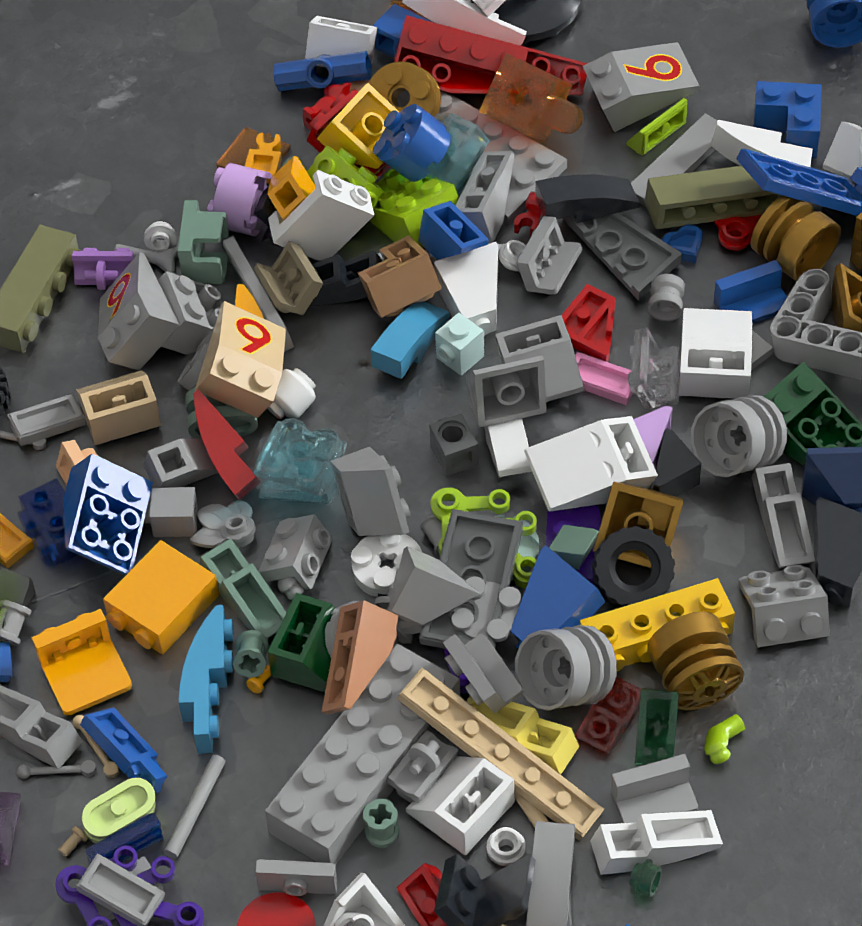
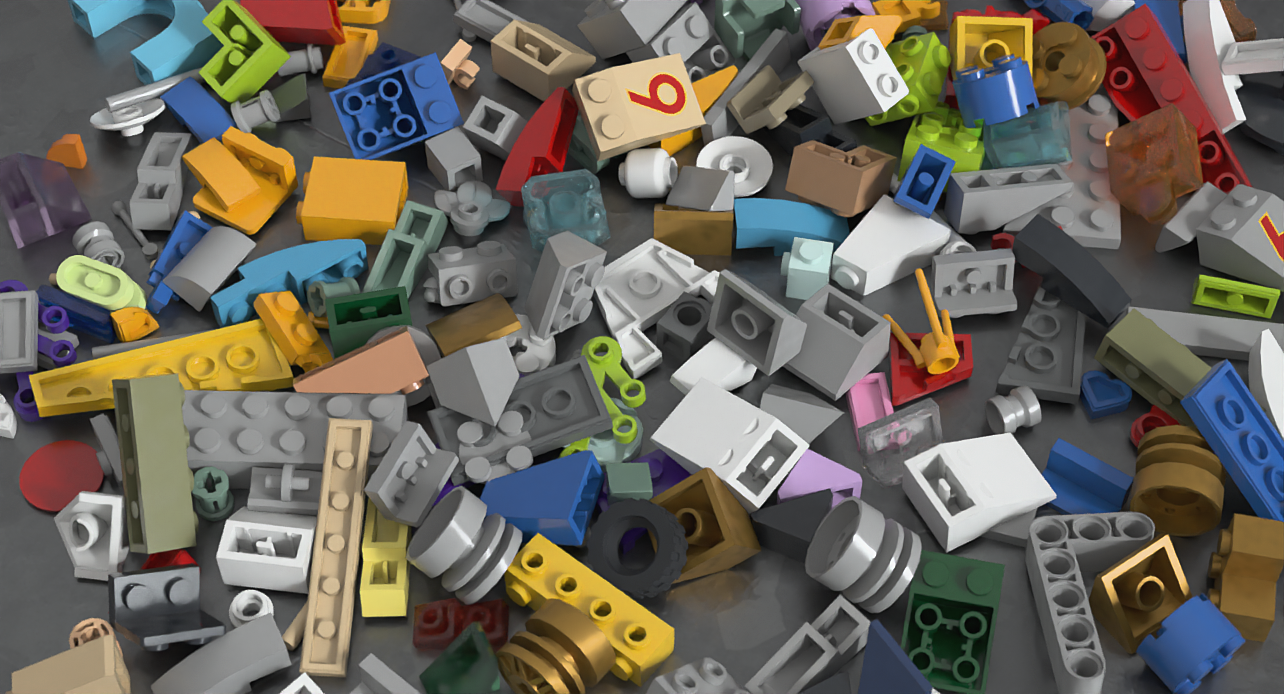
camera: 55 degrees right, 0 degrees up
(62, 671) = (221, 173): none -> light orange slope
(64, 800) = (101, 244): none -> light grey wheel
(154, 723) = (209, 265): none -> light grey brick
(166, 811) = (133, 323): none -> light orange tile
(246, 782) = (217, 360): none -> yellow wing
(271, 697) = (292, 330): none -> light orange hinge
(328, 329) = (743, 156): none -> white dish
(342, 365) = (703, 189): none -> light grey slope
(353, 831) = (155, 463): none -> brick
(359, 570) = (474, 325): none -> pearl gold slope
(360, 393) = (694, 230): none -> pearl gold slope
(403, 444) = (640, 291): none -> white wing
(577, 413) = (799, 411): none -> light grey slope
(593, 115) = (1183, 225): none -> light grey slope
(594, 304) = (937, 347): none -> light orange plant

